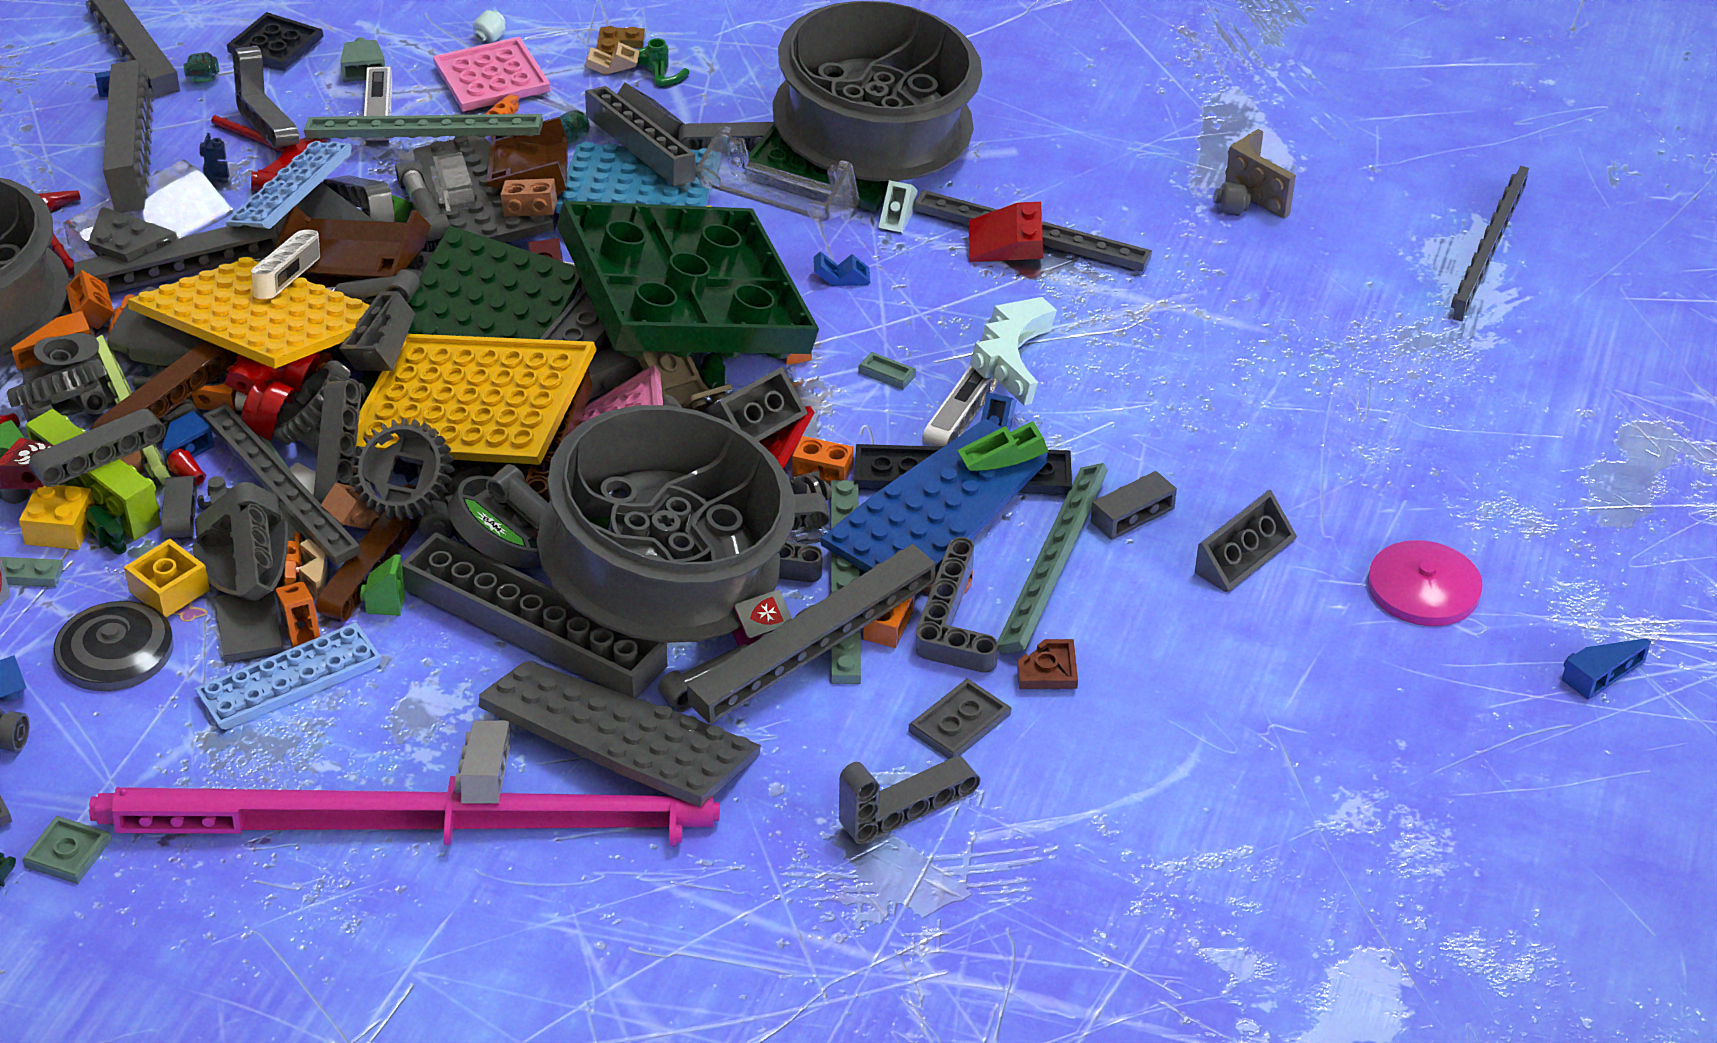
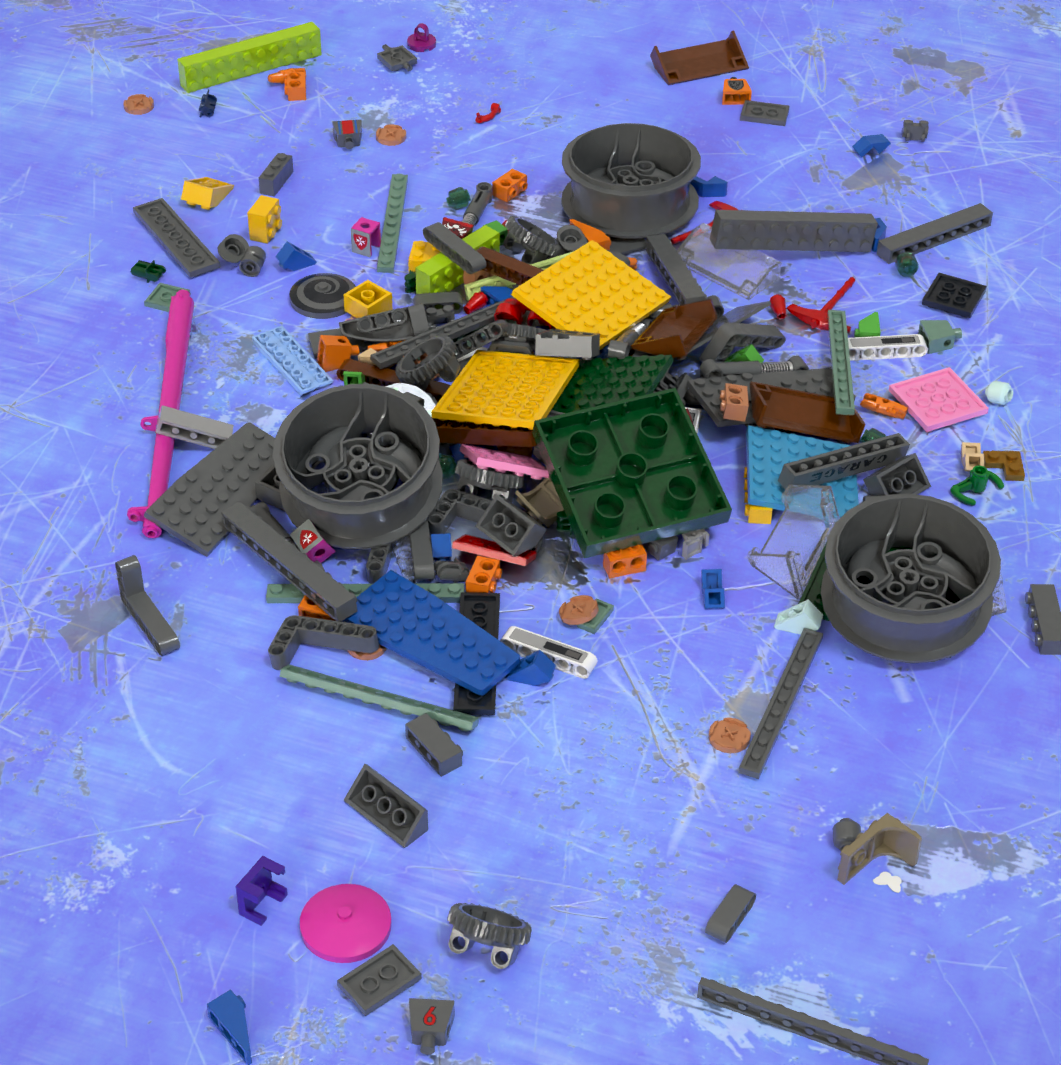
camera: 90 degrees right, 0 degrees up
(91, 297) = (630, 243): orange brick -> none
(126, 236) = (686, 244): dark grey wing -> none
(213, 151) = (787, 275): dark blue hinge -> none
(255, 104) = (855, 293): dark grey beam -> none
(285, 264) = (640, 299): white beam -> none
(290, 185) = (731, 296): light blue plate -> none
(337, 105) = (868, 326): none -> bright green slope
(452, 181) = (765, 371): clear brick -> none
(884, 379) = (578, 610): none -> nougat tile
(959, 719) = (224, 648): dark grey tile -> none
(998, 350) = (586, 661): light aqua arch -> none
(1004, 448) = (471, 656): bright green slope -> none
(1007, 233) = (763, 683): red slope -> none
(1049, 666) = (266, 692): copper plate -> none
(1084, 275) = (729, 735): none -> nougat tile
(1354, 284) = (730, 913): none -> dark grey beam
(1409, 645) = (256, 886): none -> dark purple panel
(1431, 462) = (489, 928): none -> dark grey piece
(1506, 548) = (379, 979): none -> dark grey plate
(1558, 505) = (430, 1022): none -> dark grey torso

